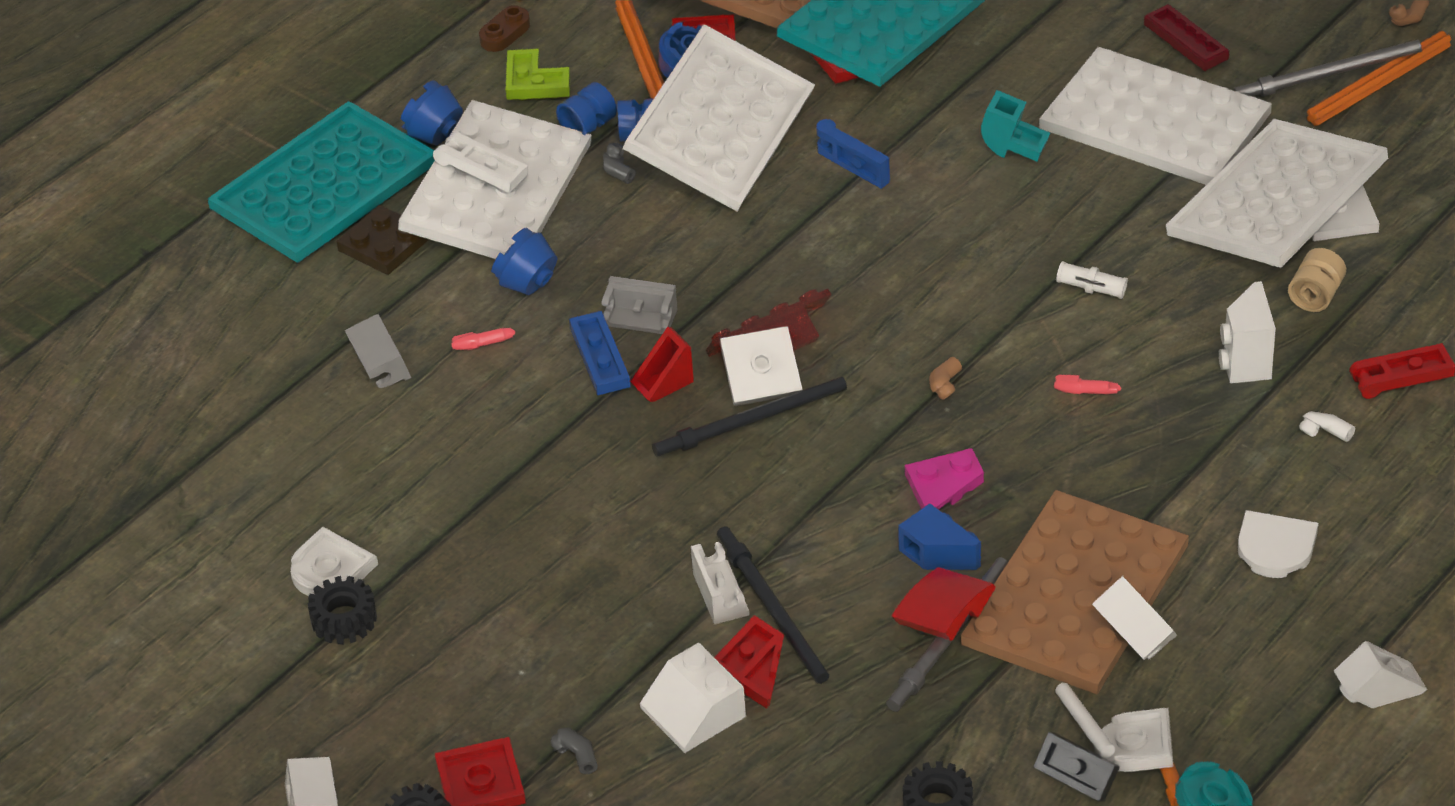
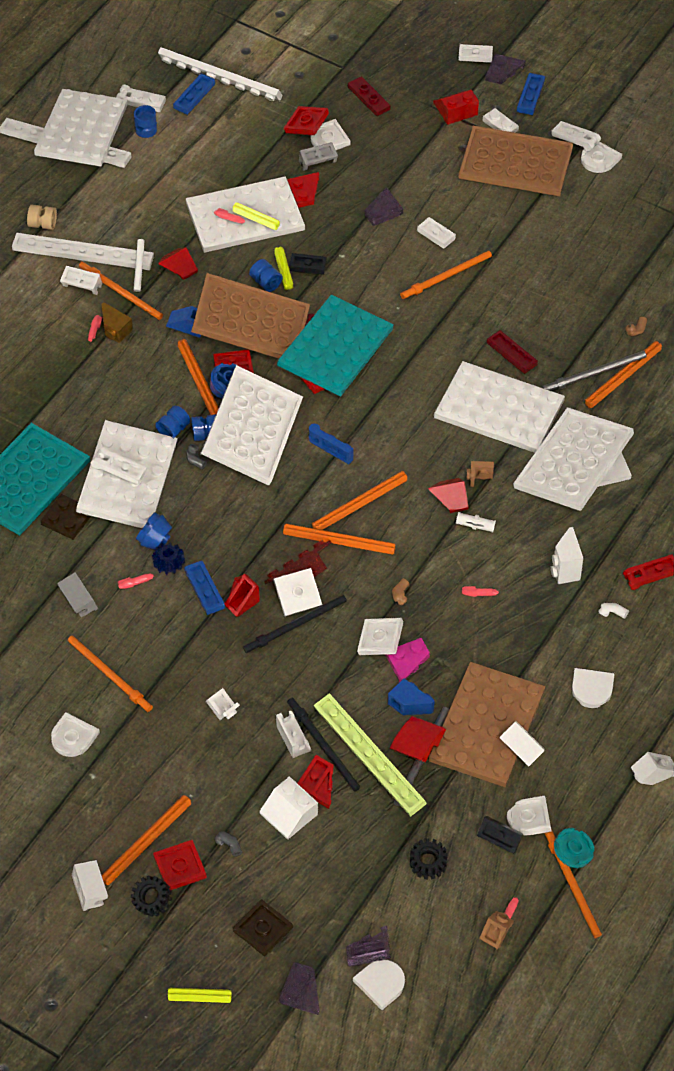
camera: 10 degrees left, 10 degrees up
(346, 624) = (85, 775): black tyre -> none
(426, 735) = (145, 840): none -> orange axle
(432, 114) = (84, 432): blue cone -> none
(449, 509) = (135, 696): none -> orange bar
(504, 28) = (115, 362): reddish brown plate -> none
(529, 81) = (134, 402): lime plate -> none
(544, 306) = (168, 558): none -> clear blue gear
(600, 530) = (222, 705): none -> white bracket
(639, 304) = (222, 554): light grey hinge -> none
(849, 294) = (338, 538): none -> orange axle
(853, 623) = (370, 755): none -> yellowish green plate
(891, 241) = (360, 501): none -> orange axle
(898, 441) = (380, 636): none -> white plate
(1005, 131) = (418, 425): teal brick -> none
(1054, 237) = (451, 494): none -> slope
(1085, 720) = (501, 806): white bar -> none
(1109, 204) = (480, 470): none -> medium nougat bracket
(1317, 280) = (600, 516): tan wheel -> none

